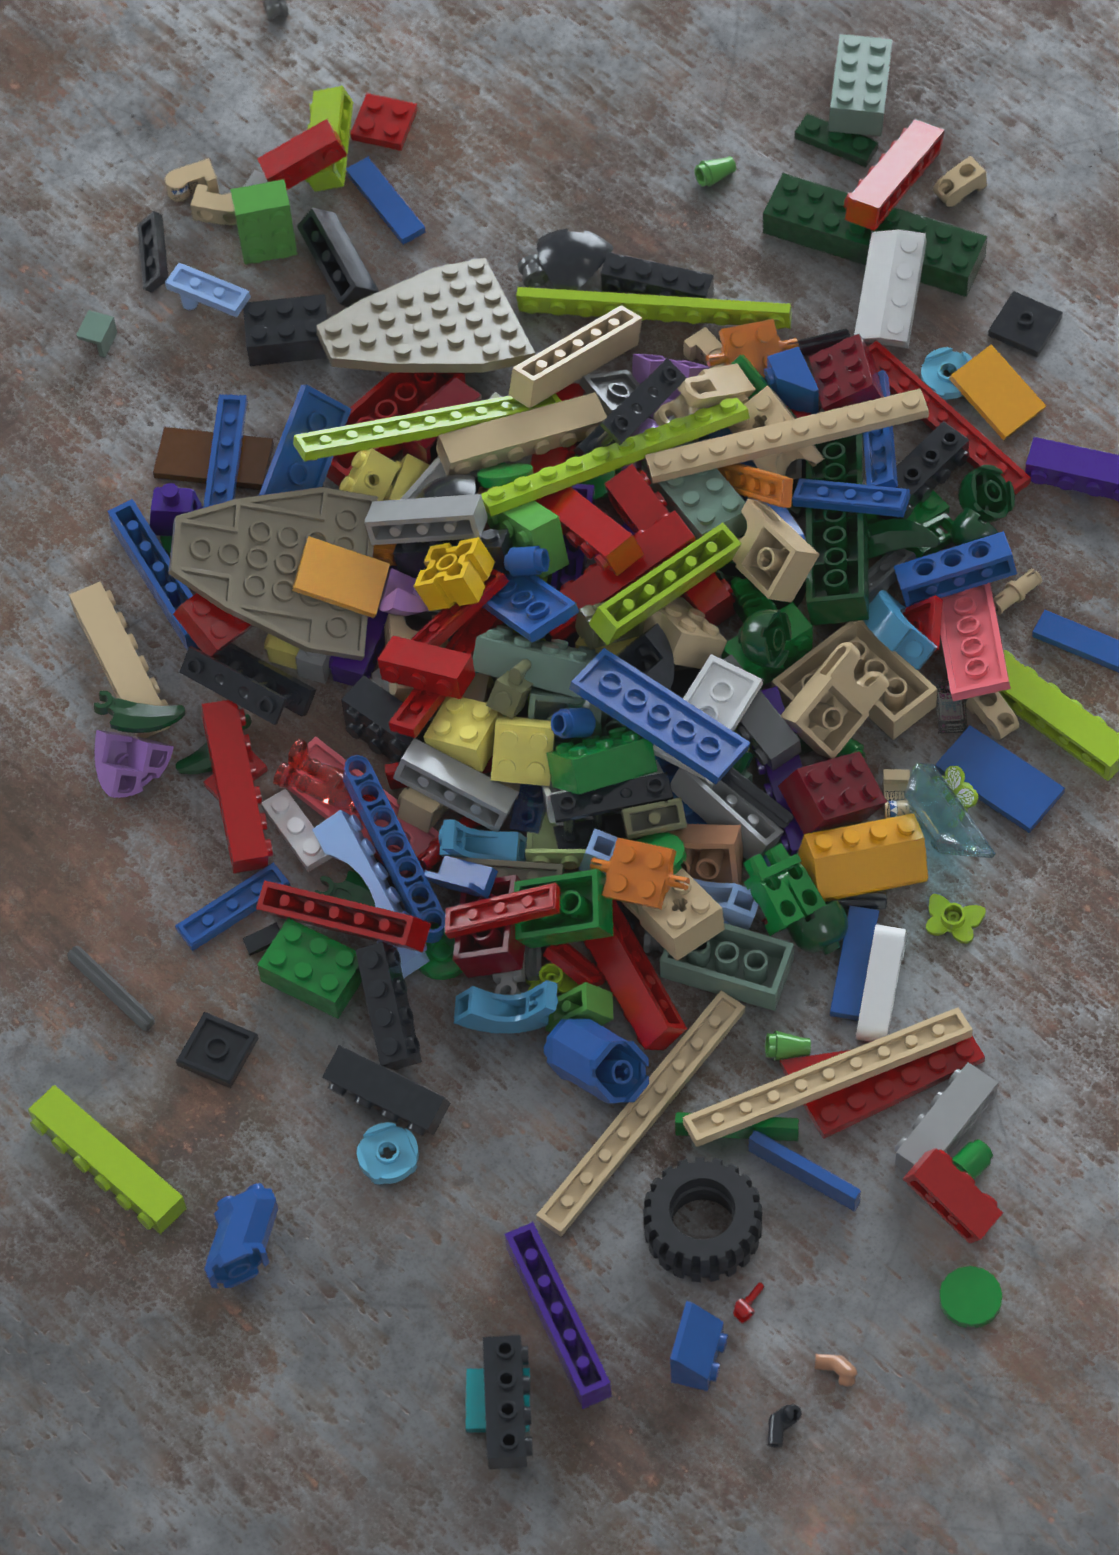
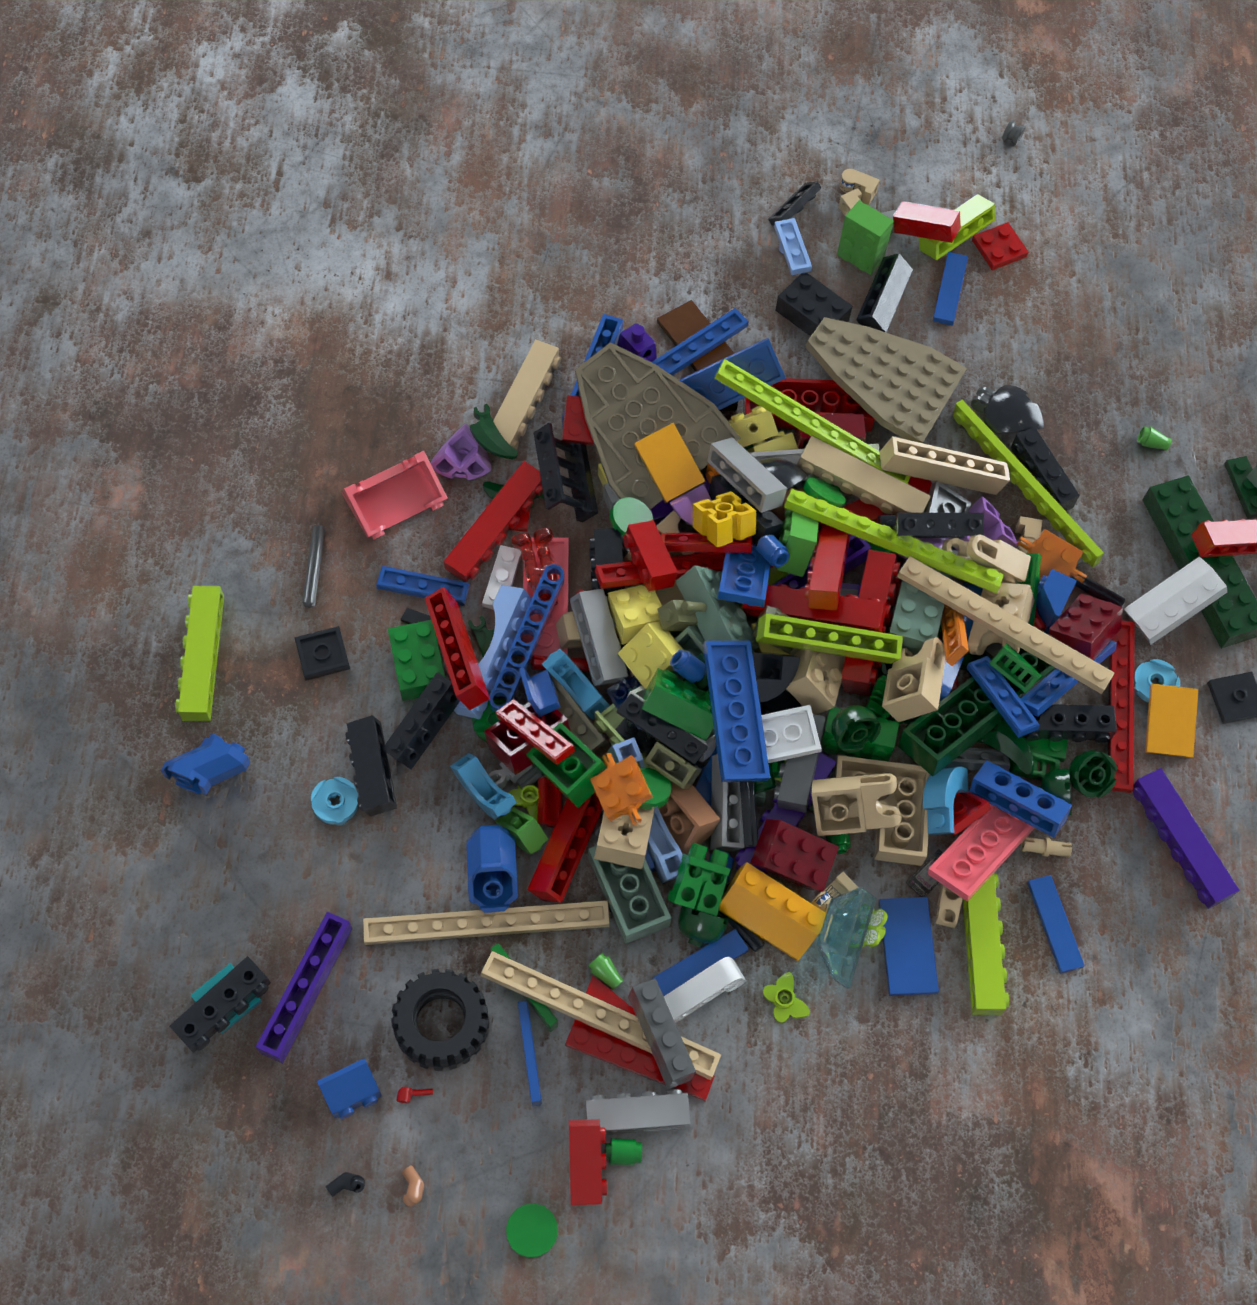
camera: 40 degrees right, 5 degrees up
(98, 329) = (717, 219): sand green panel -> none
(109, 851) = (395, 495): none -> coral windscreen
(358, 657) = (628, 511): none -> tile
(835, 474) = (1010, 674): none -> green slope
(897, 1033) = (661, 1033): none -> dark grey brick

